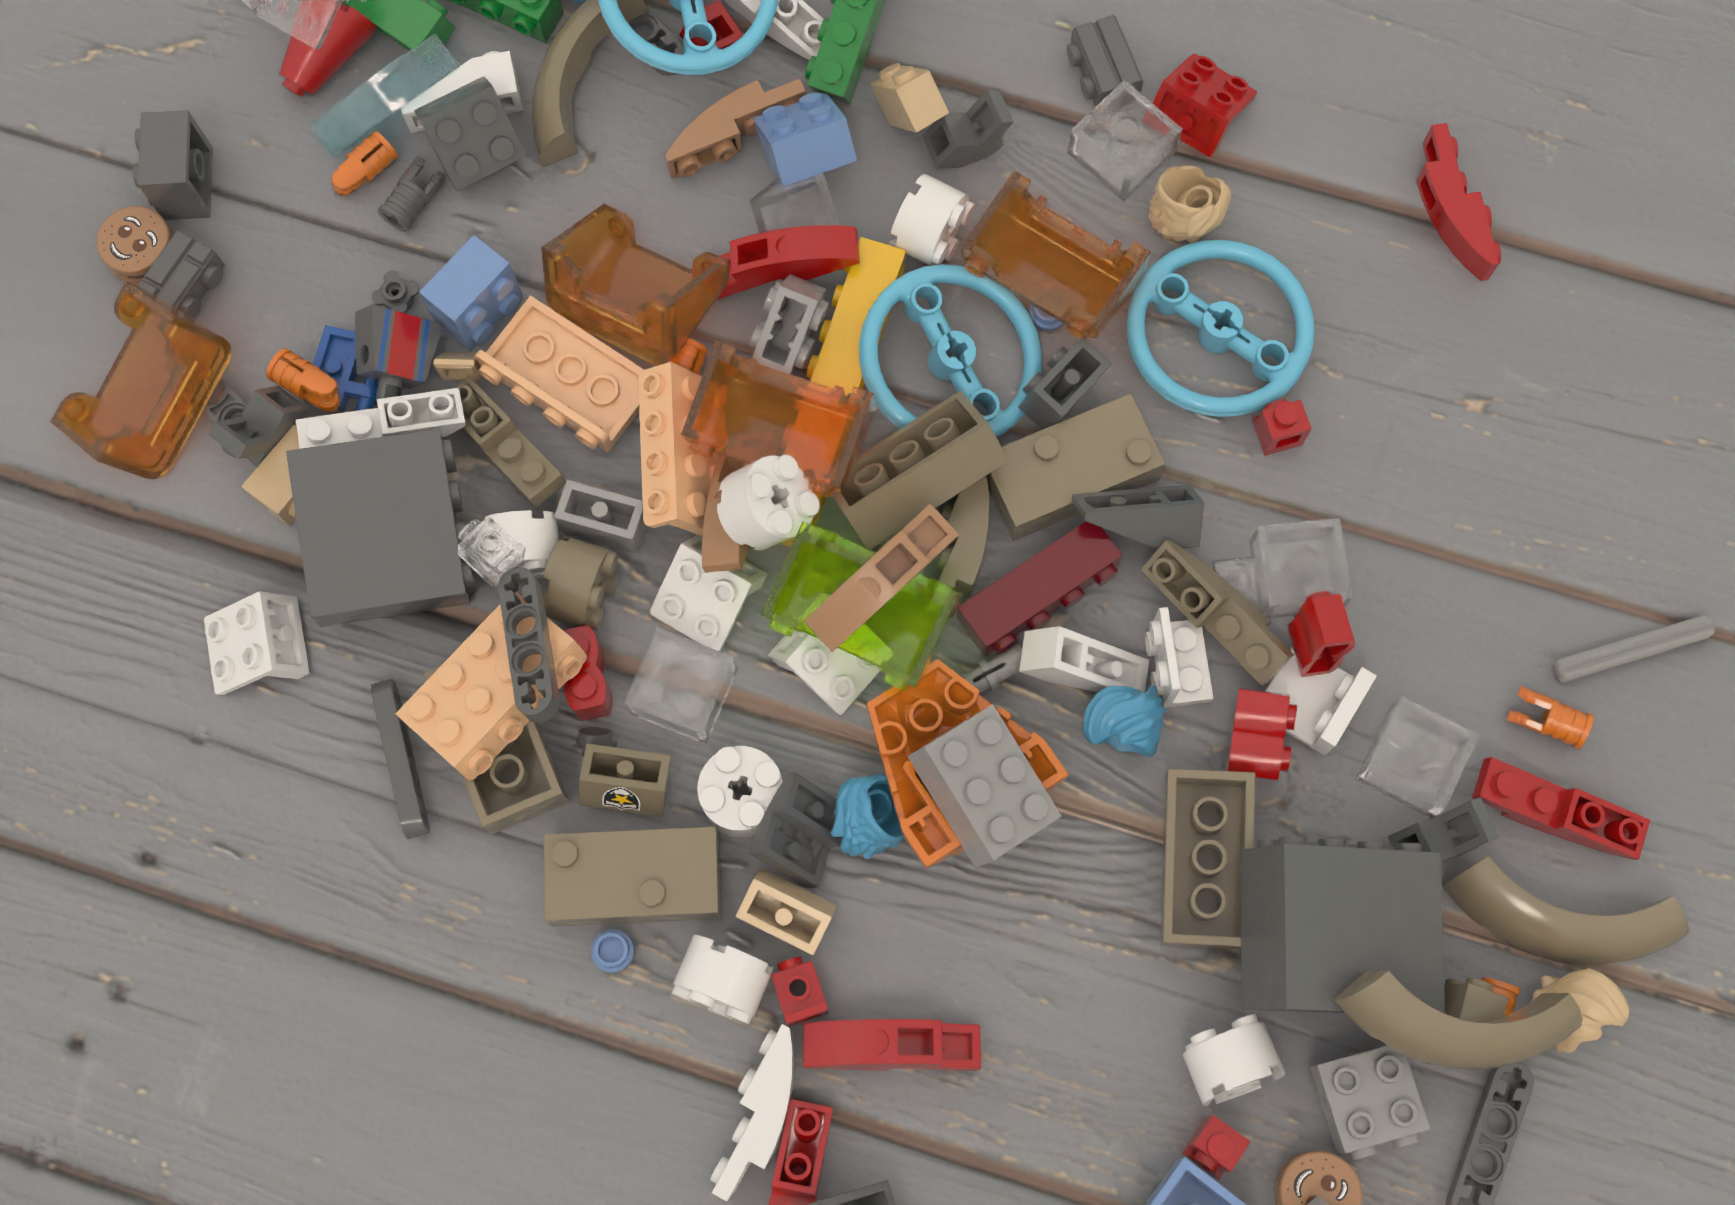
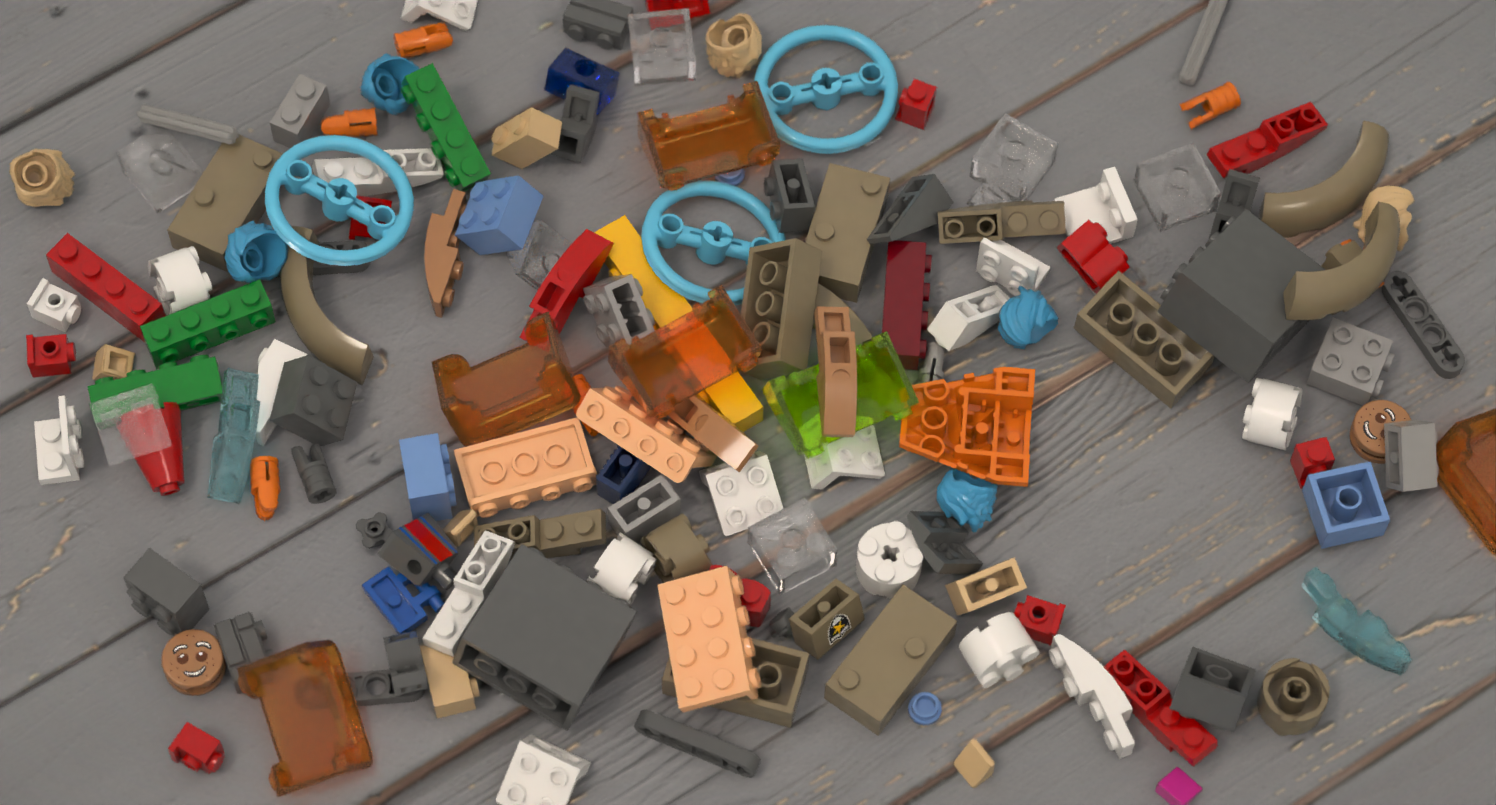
camera: 55 degrees left, 10 degrees down
(51, 316) = (197, 749): none -> red brick
(303, 380) = (397, 617): orange hinge -> none
(489, 563) = (627, 573): clear brick -> none
(523, 645) = (708, 593): dark grey beam -> none
(588, 1048) = (974, 764): none -> tan slope
(617, 465) = (620, 475): none -> dark blue brick
(766, 502) = (733, 397): white brick -> none
(891, 1045) = (1112, 589): red slope -> none
(931, 220) = (618, 187): white brick -> none
(984, 786) = (1008, 412): light grey brick -> none
(1028, 97) = (582, 72): none -> clear blue brick
(1321, 634) = (1065, 175): red brick -> none

